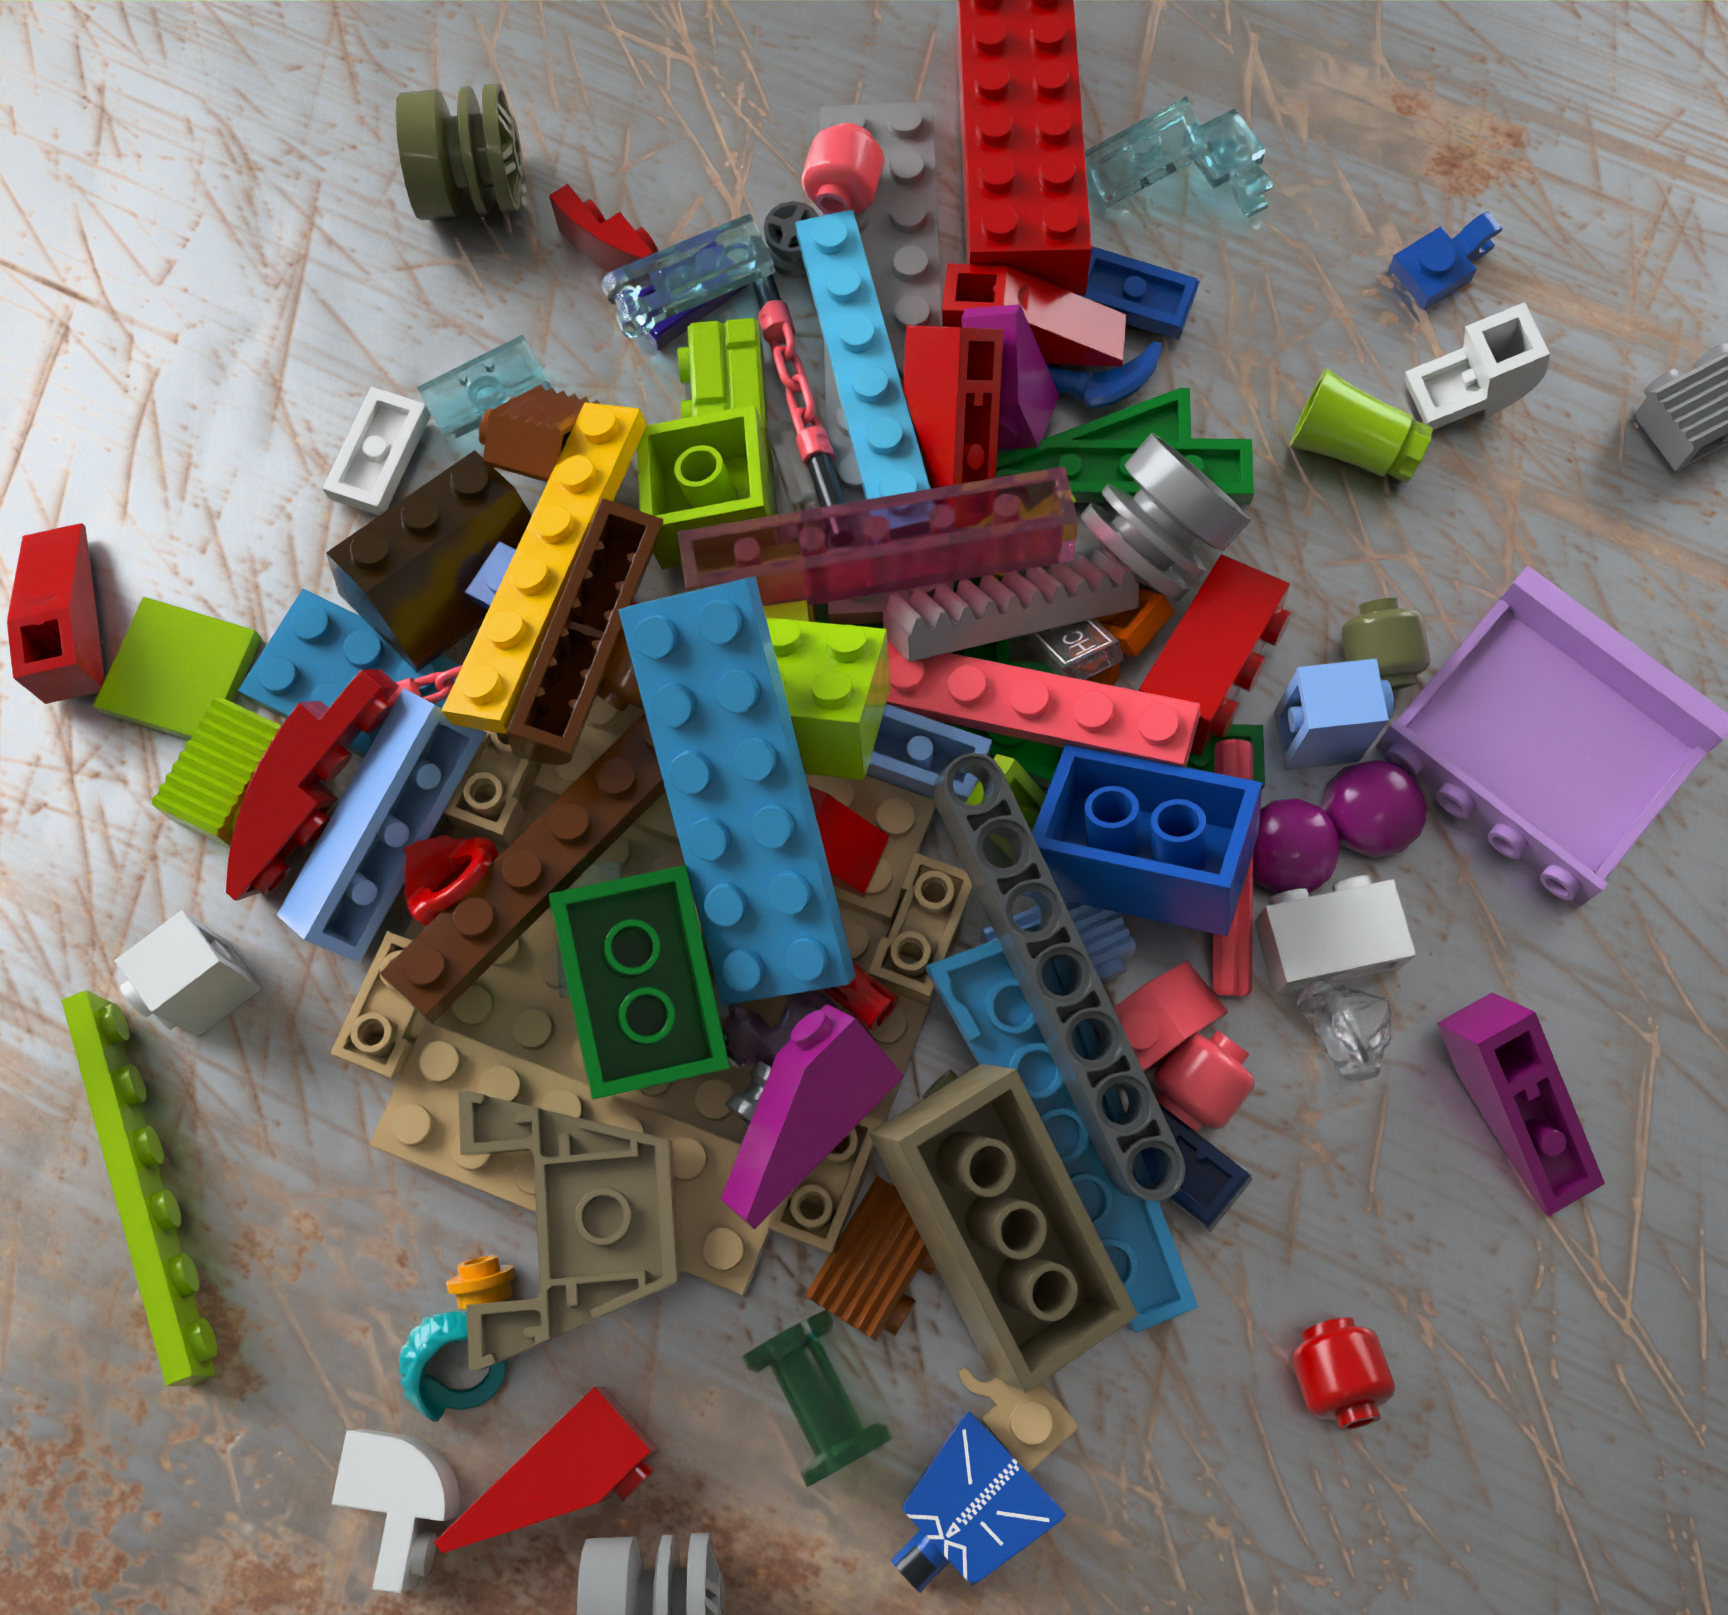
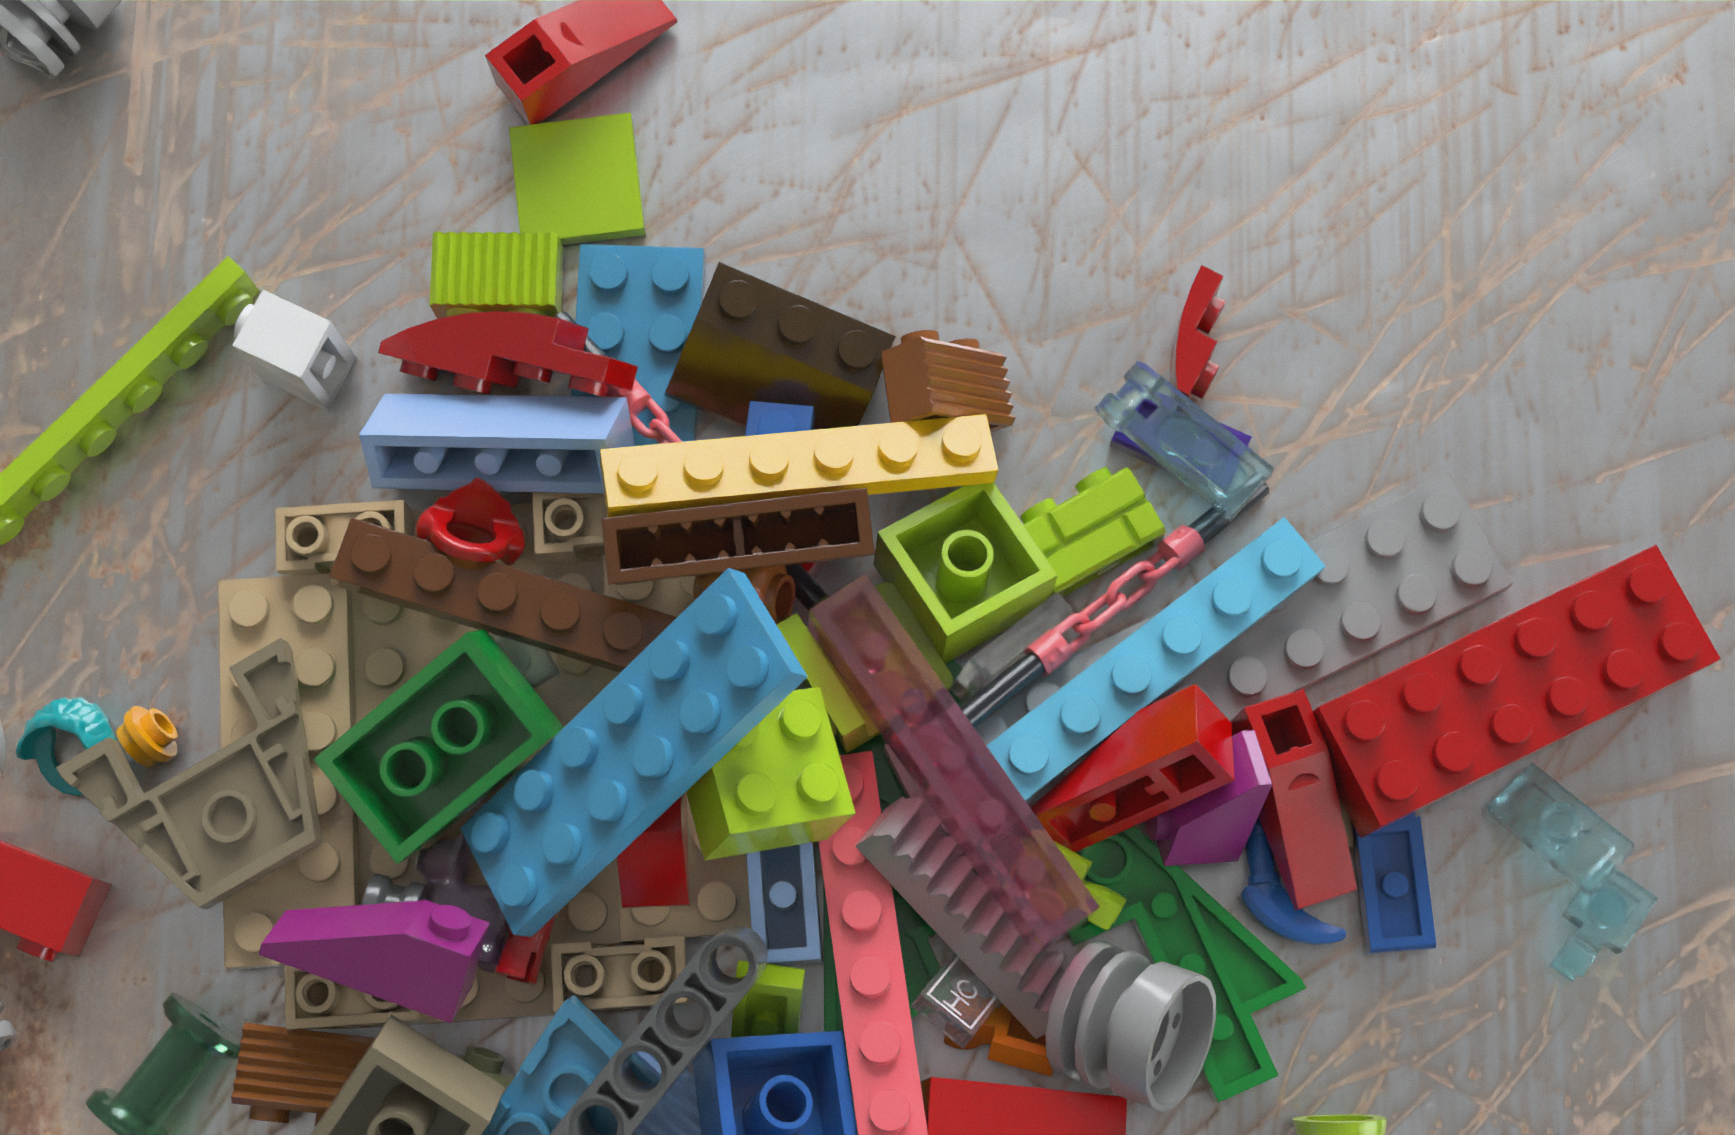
camera: 65 degrees right, 5 degrees up
(376, 451) = (870, 241): white plate -> none
(458, 152) = (1205, 156): olive wheel -> none
(466, 392) = (981, 305): clear light blue plate -> none
(781, 233) = (1290, 502): dark grey wheel -> none
(843, 169) = (1365, 536): coral head -> none

